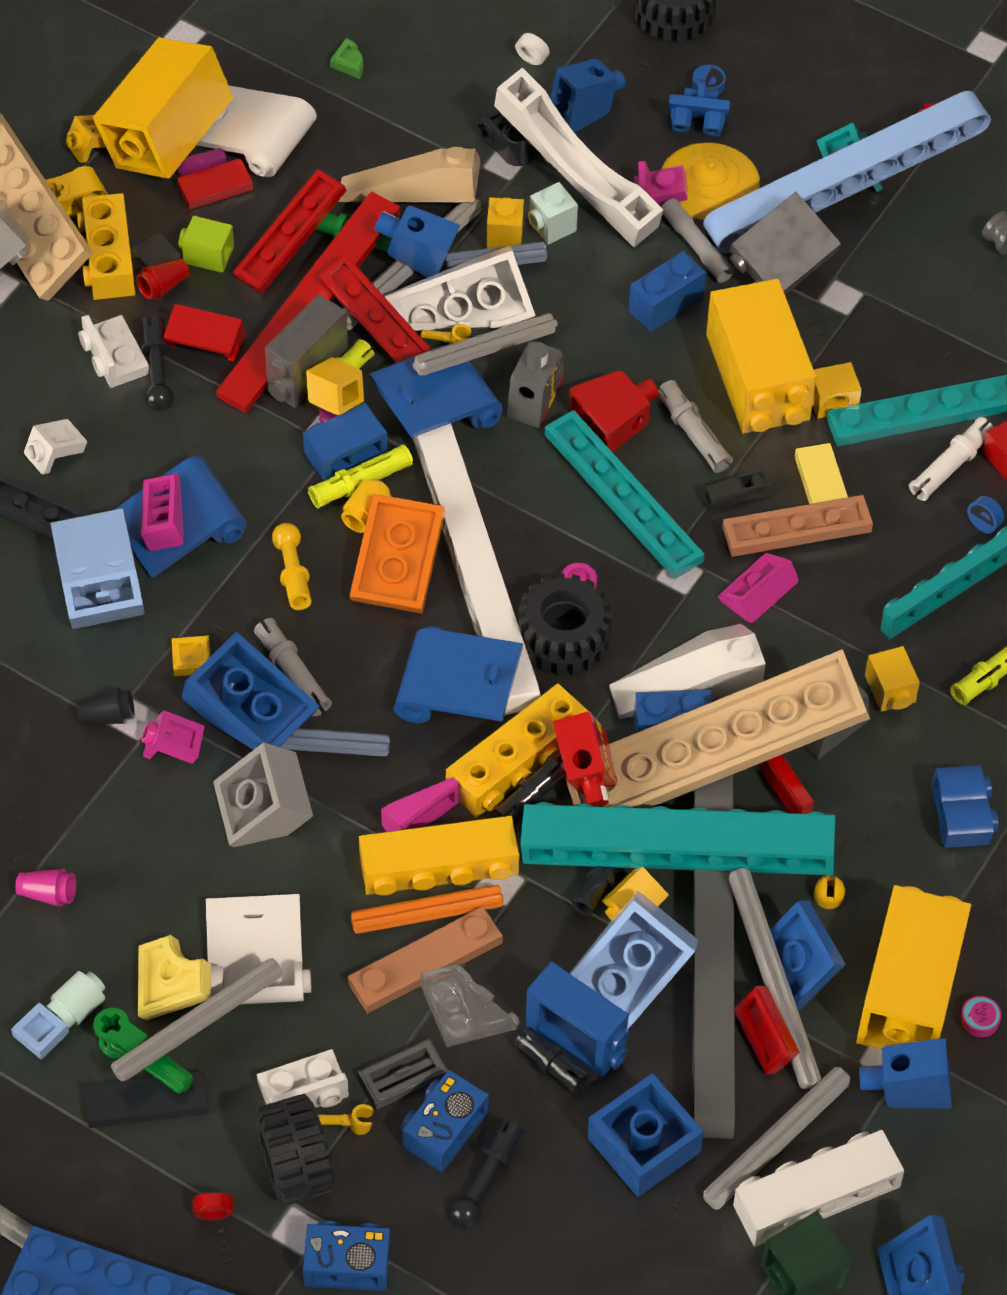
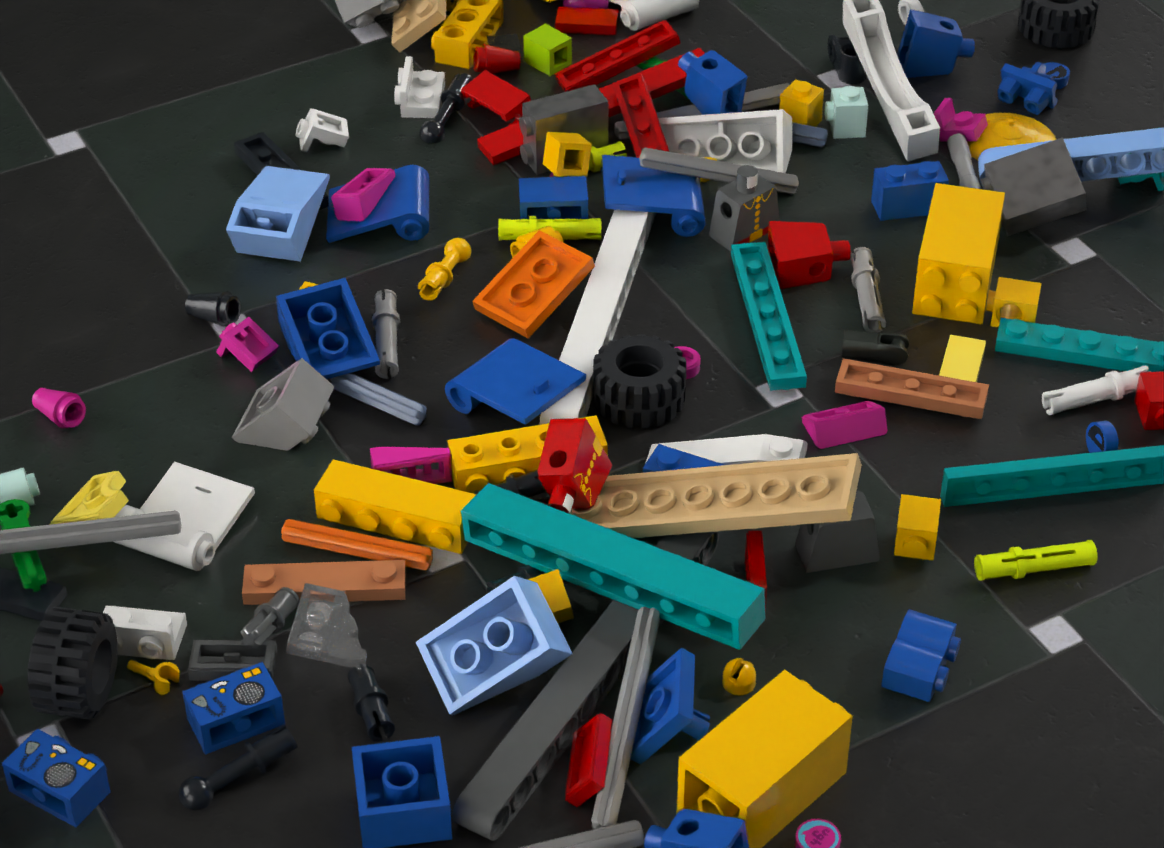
camera: 30 degrees right, 15 degrees down
(411, 1019) = (269, 617): none -> dark grey axle
(428, 177) = (767, 59): tan wedge -> none
(577, 1020) = (410, 670): blue window -> none

